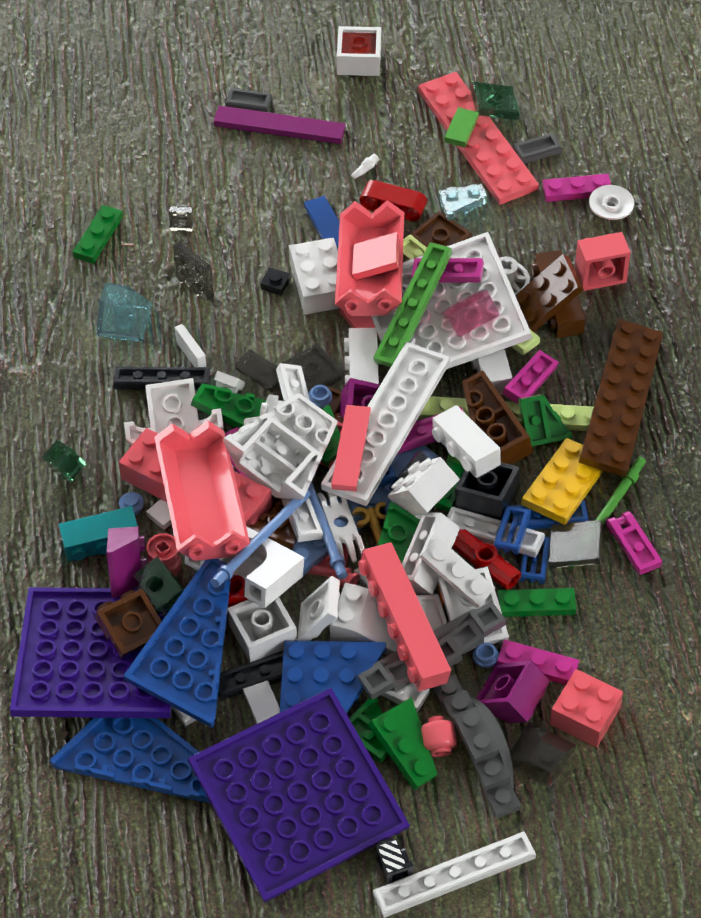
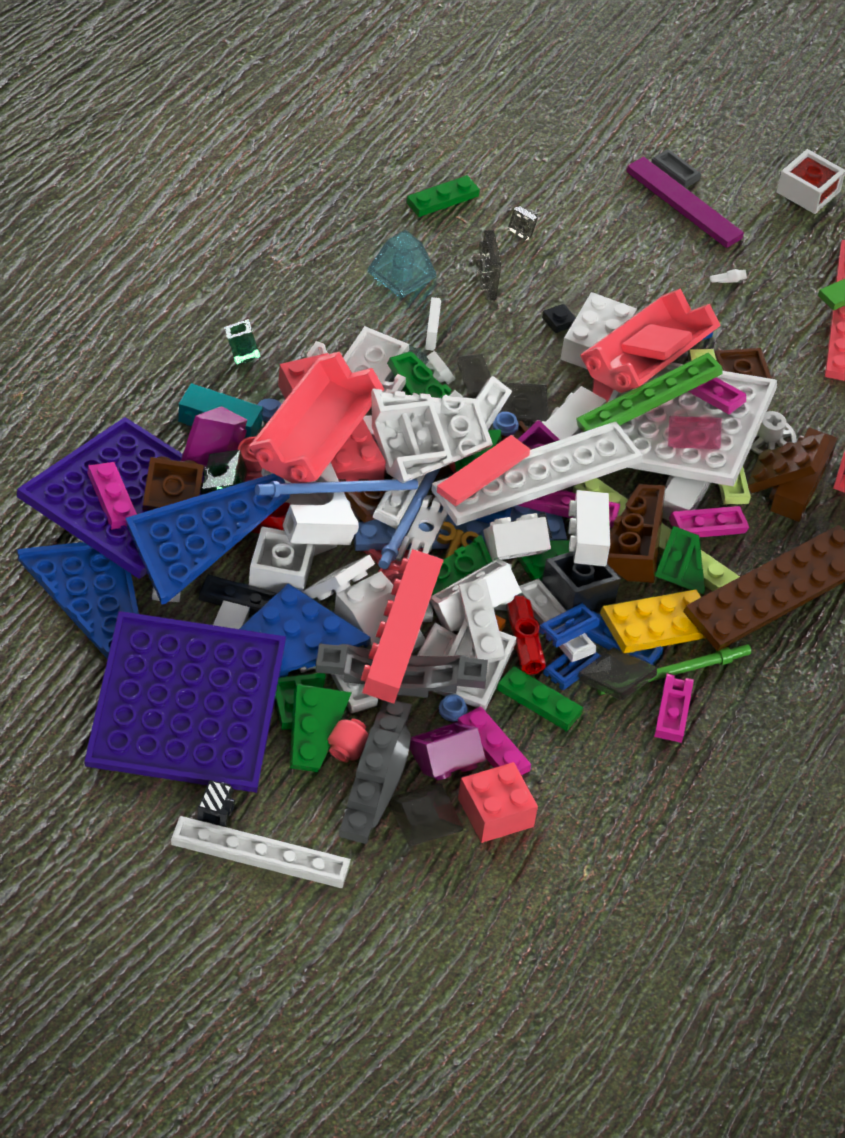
camera: 30 degrees right, 5 degrees down
(87, 662) = (111, 493): none -> dark pink plate
(138, 377) = (361, 316): black tile -> none
(323, 218) = (651, 289): blue tile -> none
(407, 200) = (734, 321): red beam -> none
(462, 198) = (791, 350): clear light blue wing -> none

